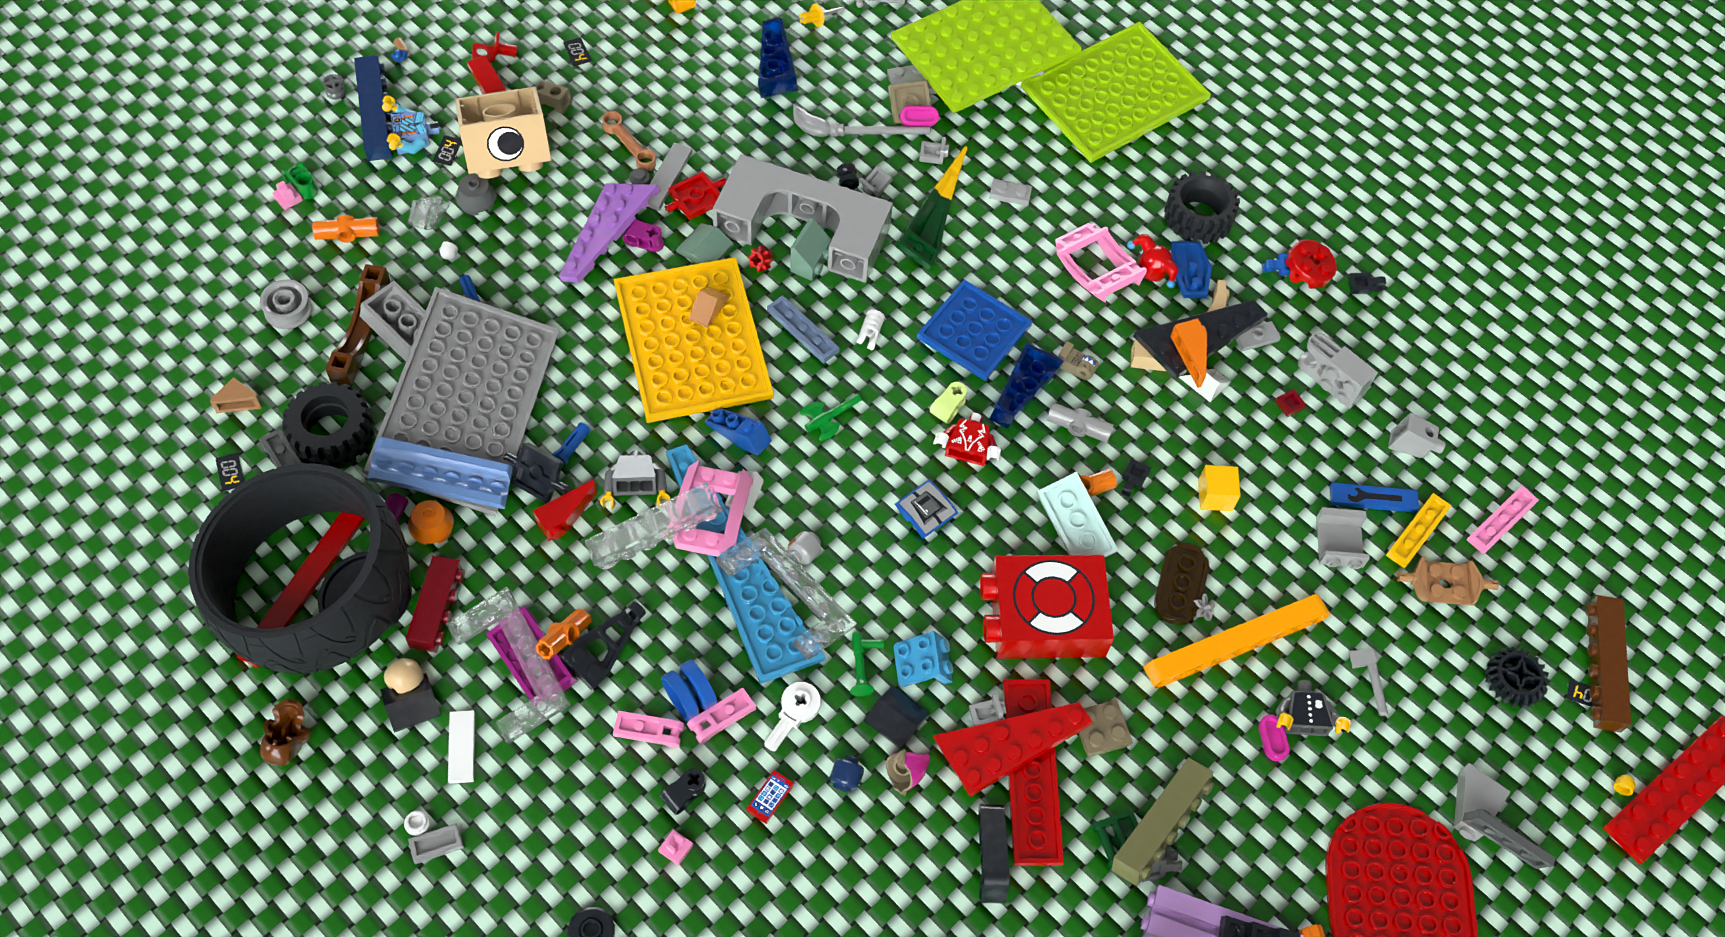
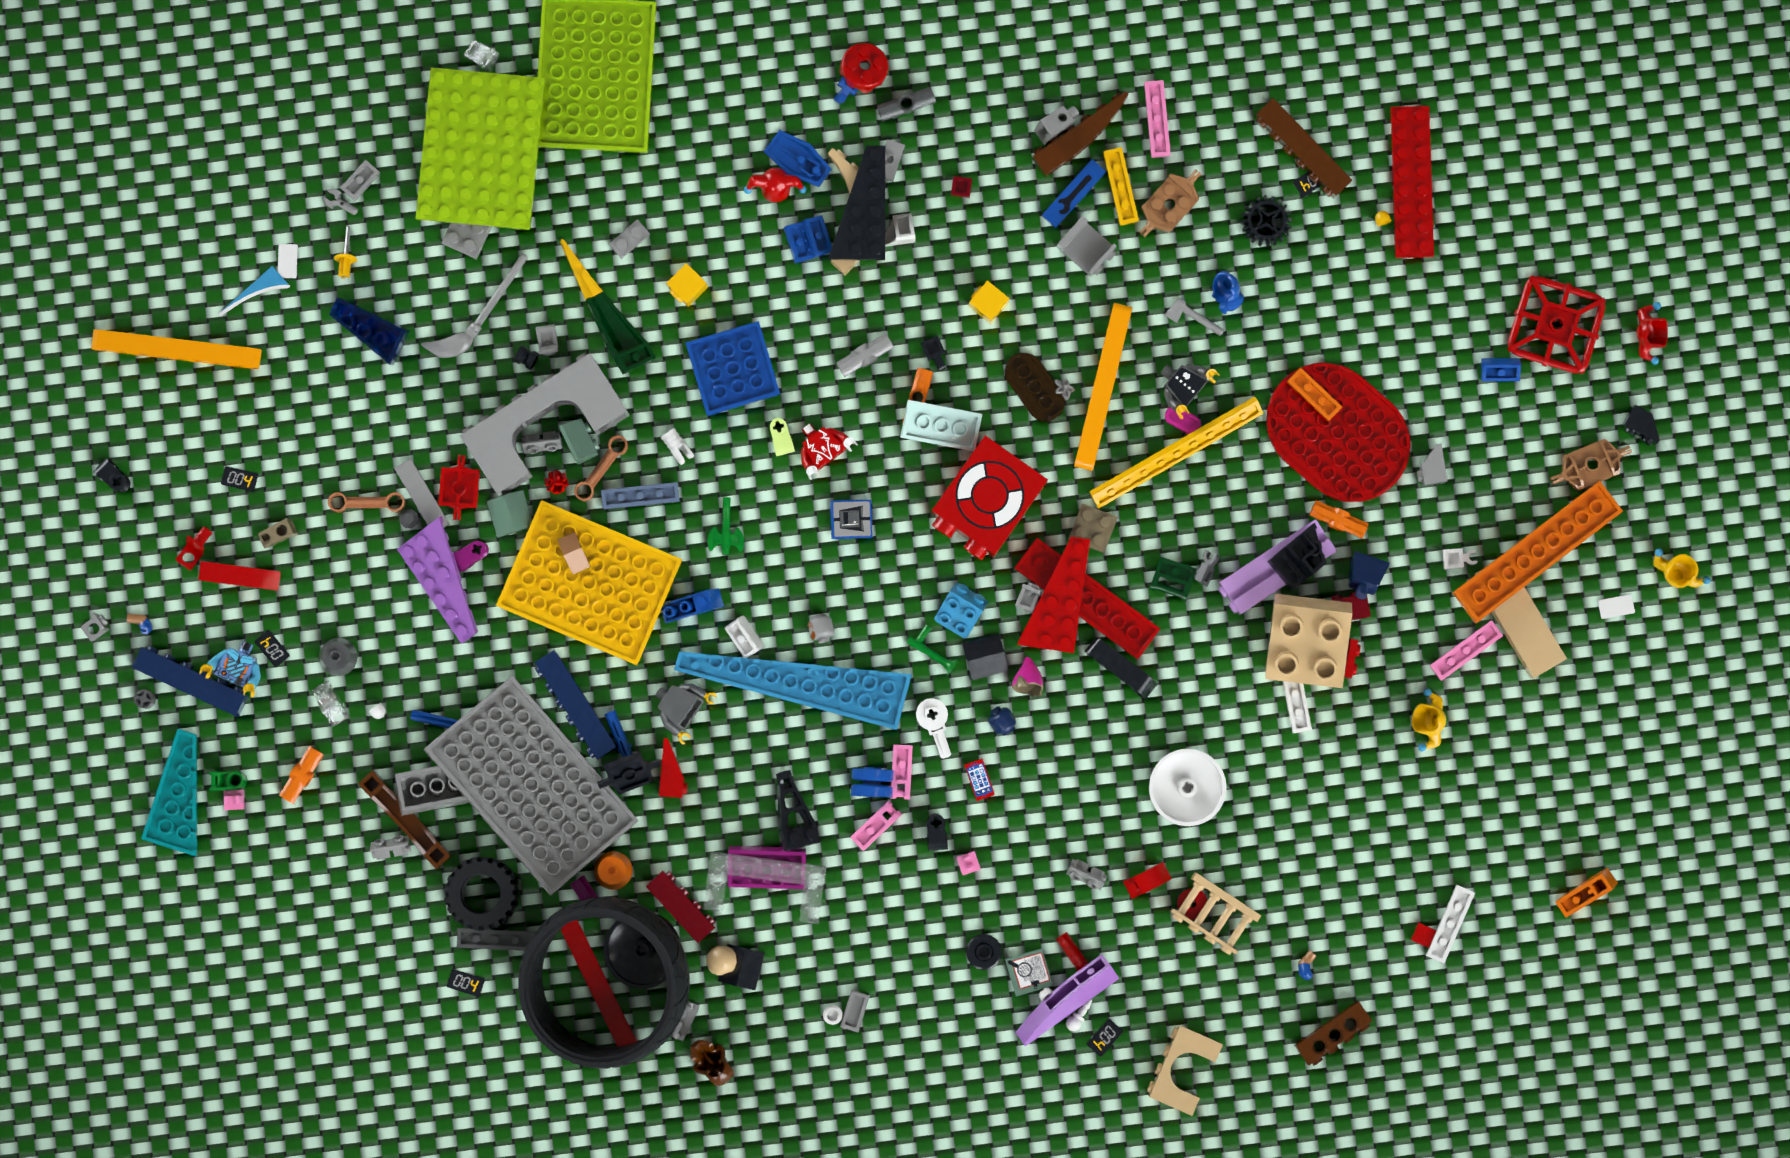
camera: 45 degrees left, 25 degrees up
(235, 397) = (406, 944): medium nougat slope -> none
(247, 158) = (174, 808): none -> teal wing
(285, 304) = (333, 861): light grey wheel -> none
(315, 683) = (686, 1021): none -> light grey hinge
(319, 326) = (381, 848): none -> light grey hinge
(379, 21) = (101, 621): none -> light grey bracket
(440, 472) = (587, 842): medium blue plate -> none
(461, 747) = (798, 953): white tile -> none
(503, 132) = (307, 604): tan brick -> none
(563, 633) = (771, 837): orange piece -> none
(570, 394) = (576, 705): none -> dark blue brick
(654, 526) = (736, 723): clear brick -> none
(723, 482) = (728, 652): bright pink wedge -> none
(782, 229) = (532, 443): none -> light grey hinge
(801, 286) = (601, 468): none -> nougat piece
(833, 618) = (822, 652): clear plate -> none
(908, 95) = (491, 253): dark tan plate -> none
(919, 116) = (509, 256): dark pink tile -> none
(933, 152) = (550, 271): light grey bracket -> none
(1012, 249) = (686, 285): none -> yellow head
(1028, 378) = (806, 371): clear blue wedge -> none
(1059, 11) = (481, 55): none -> clear slope
(1077, 362) = (815, 315): dark tan leg -> none
(1126, 268) = (770, 228): bright pink wedge -> none
(1133, 316) = (808, 239): none -> blue slope
(1162, 822) = (1184, 545): olive brick -> none
(1191, 344) = (875, 232): orange slope -> none
(1204, 190) = (749, 85): black tyre -> none
(1242, 752) = (1176, 452): none -> yellow plate
(1313, 315) = (894, 108): none -> dark grey piece
(1336, 369) = (964, 134): light grey brick -> none
(1364, 284) = (906, 39): black plate -> none
(1415, 842) = (1314, 394): none -> orange plate
(1424, 466) = (1077, 137): none -> reddish brown slope
(1425, 688) = (1227, 292): none -> blue hair
(1476, 792) = (1321, 328): light grey slope -> none
(1508, 839) = (1351, 337): dark grey plate -> none

